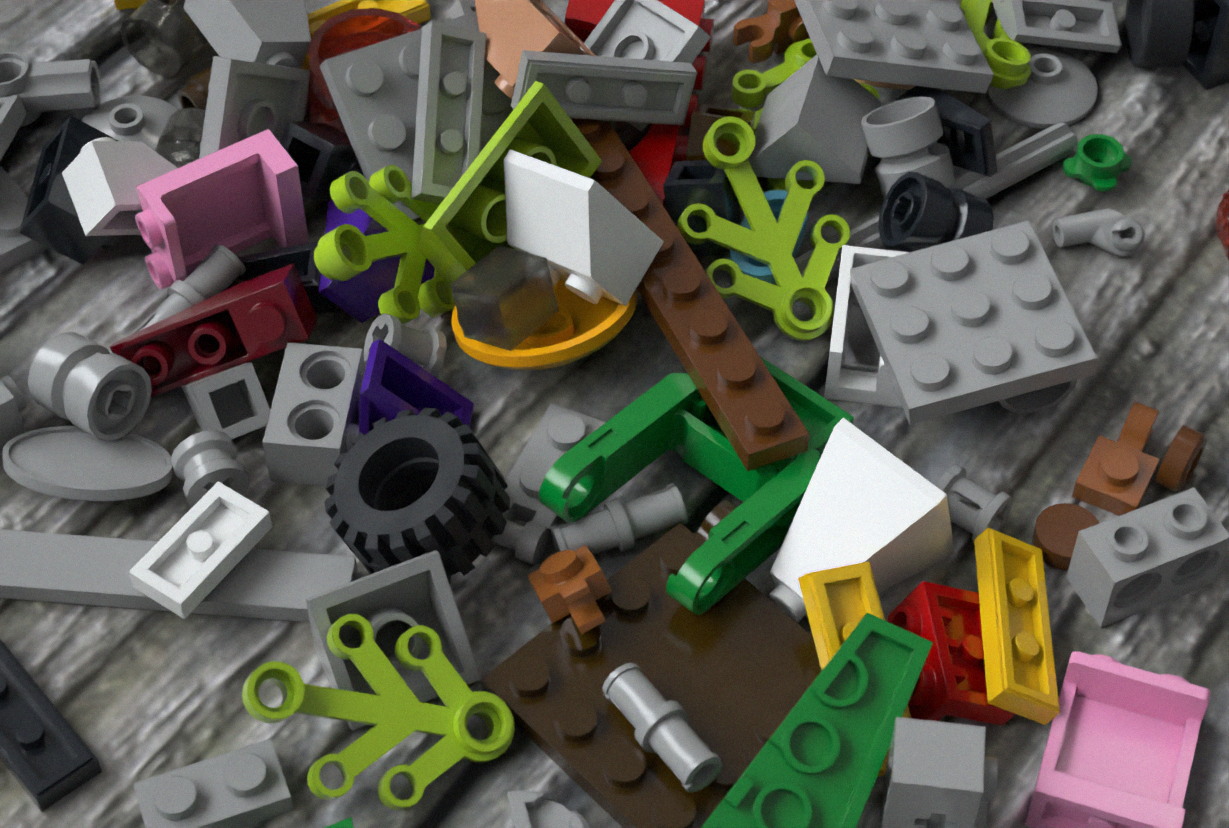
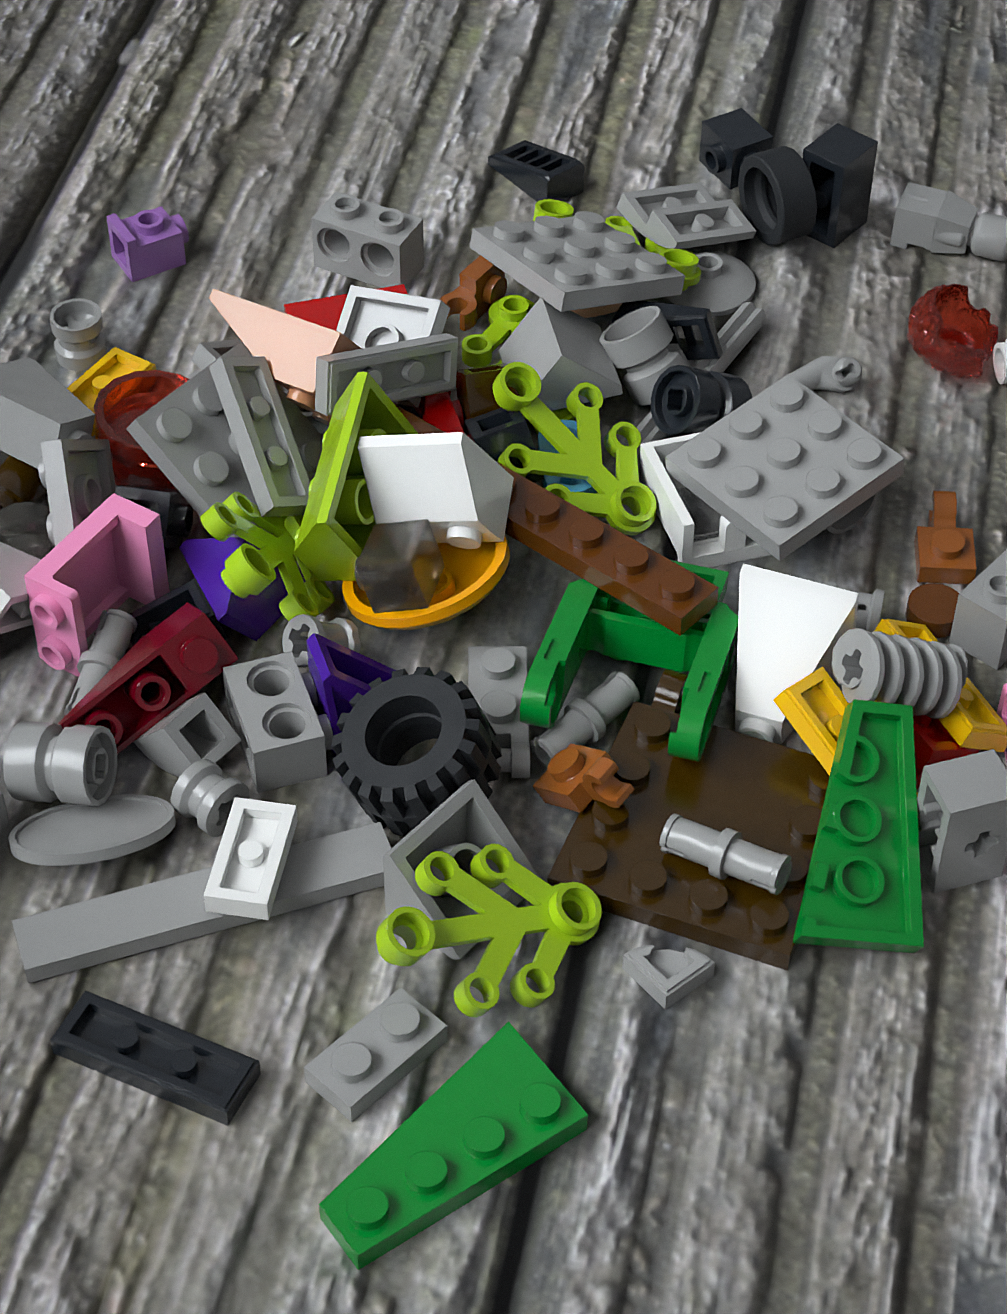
camera: 25 degrees left, 5 degrees down
(947, 599) = (900, 671): none -> light grey piece
(1098, 162) = (789, 325): green plate -> none
(1181, 459) = (989, 522): reddish brown tile -> none

